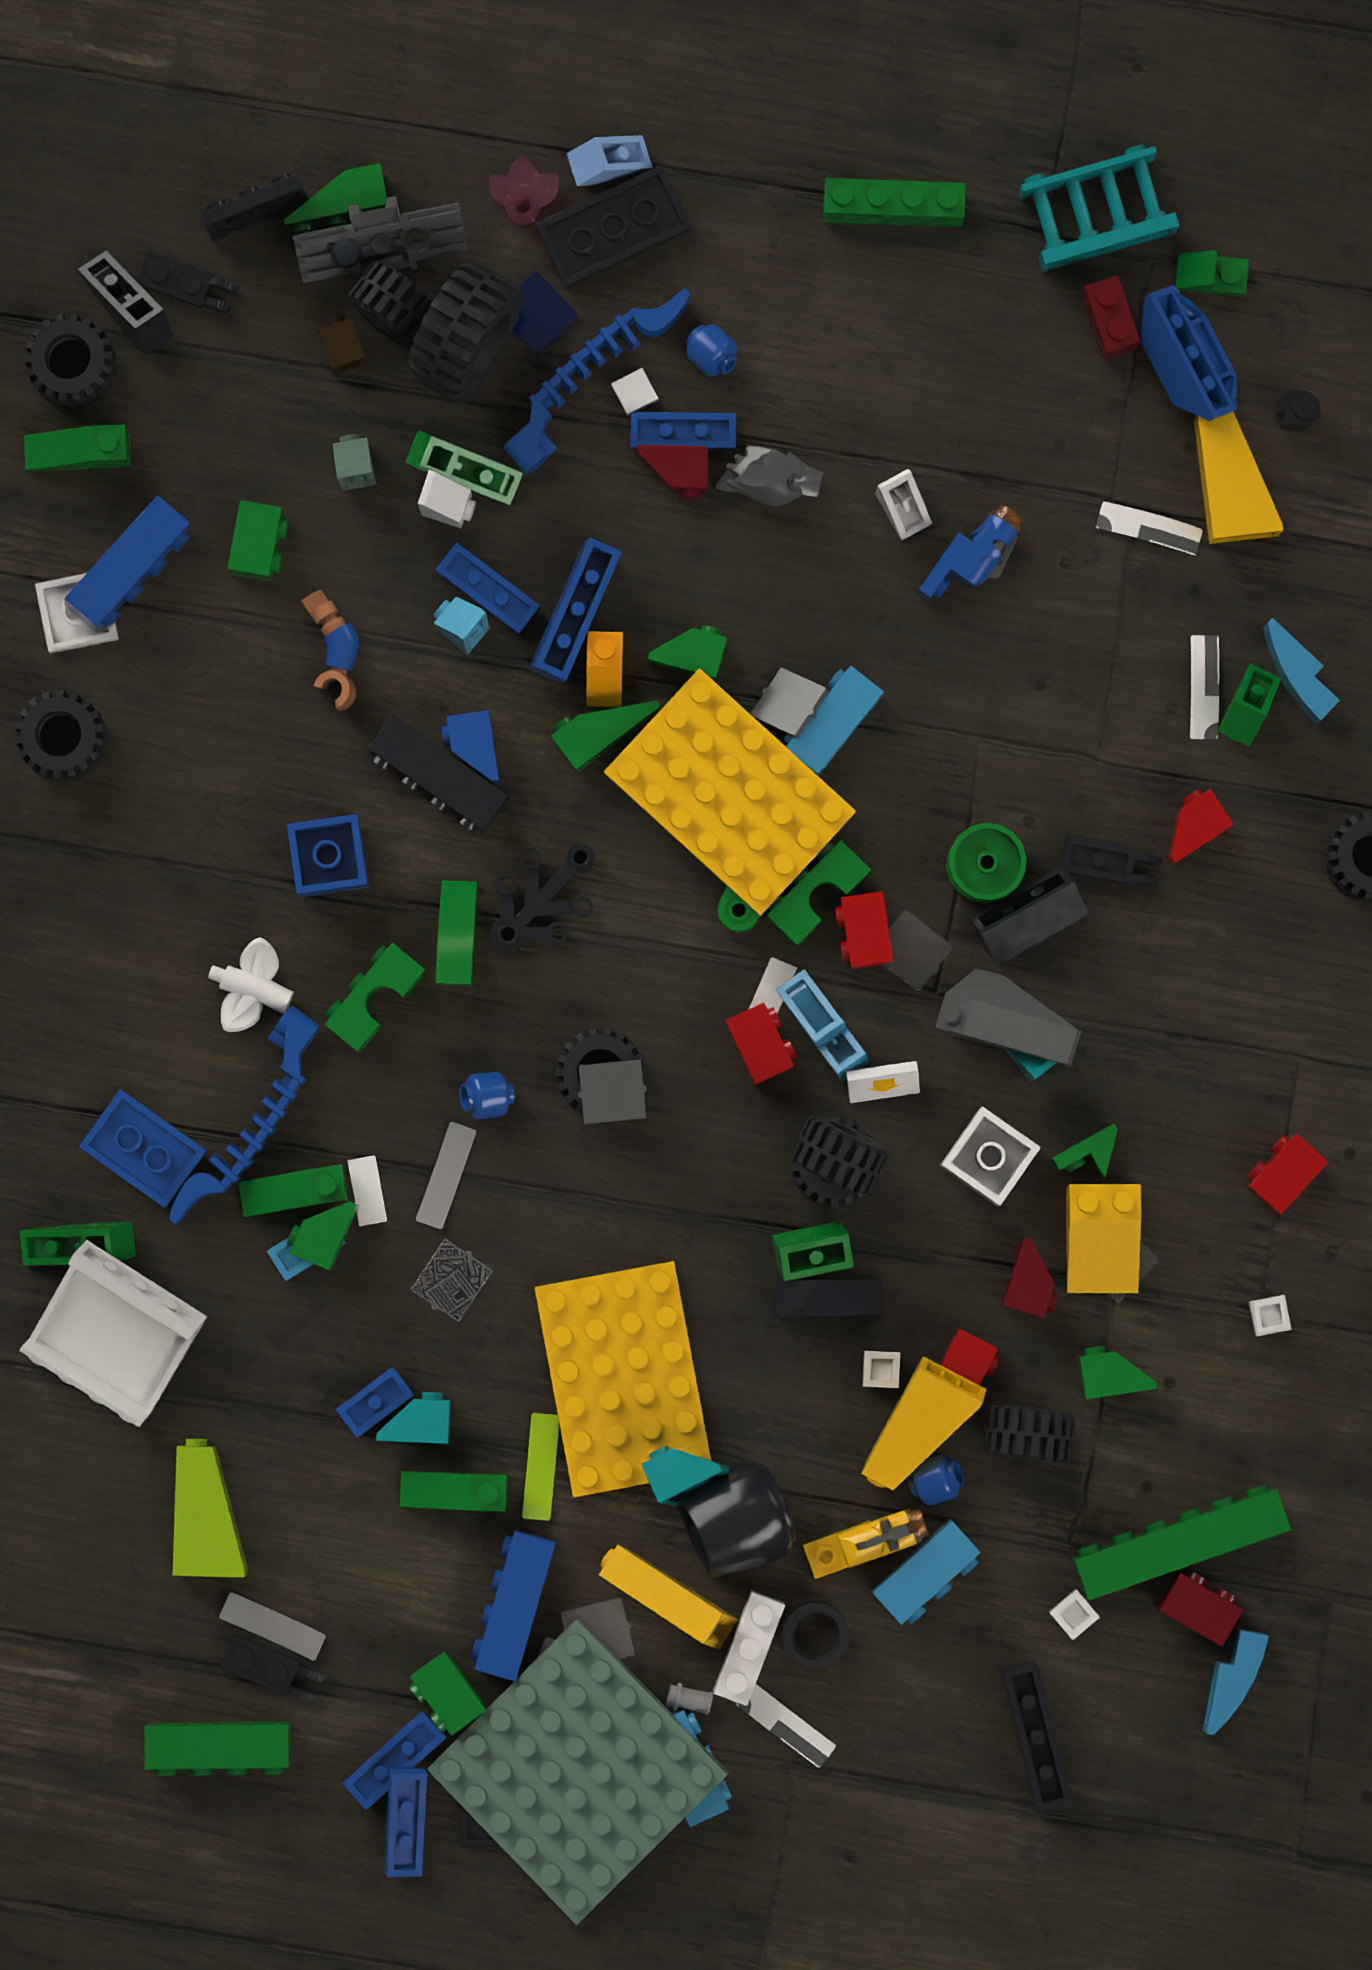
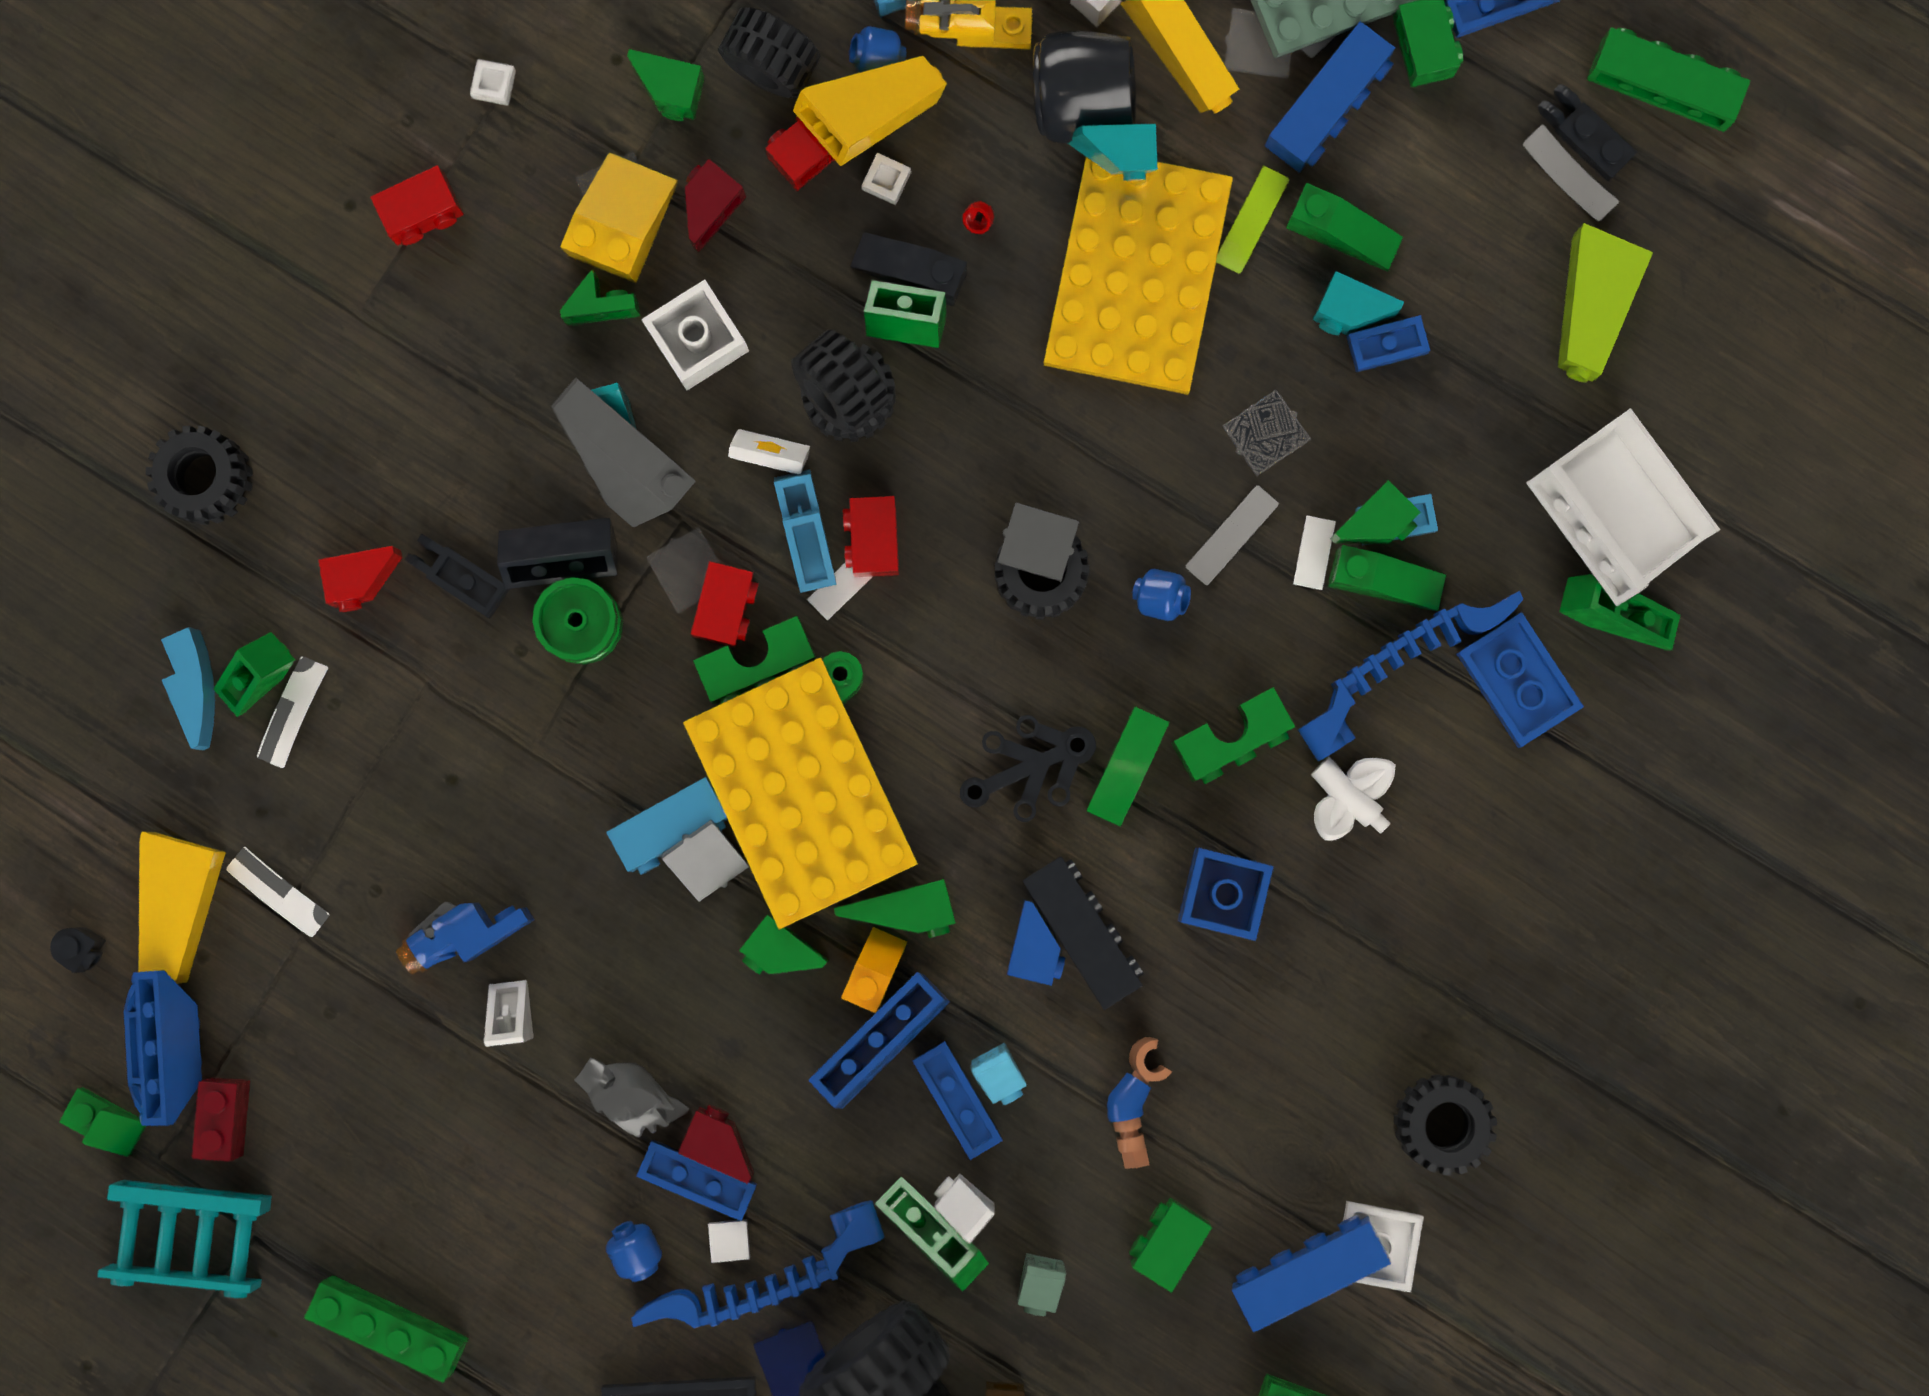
camera: 150 degrees left, 0 degrees up
(784, 1360) = (971, 213): none -> red hinge

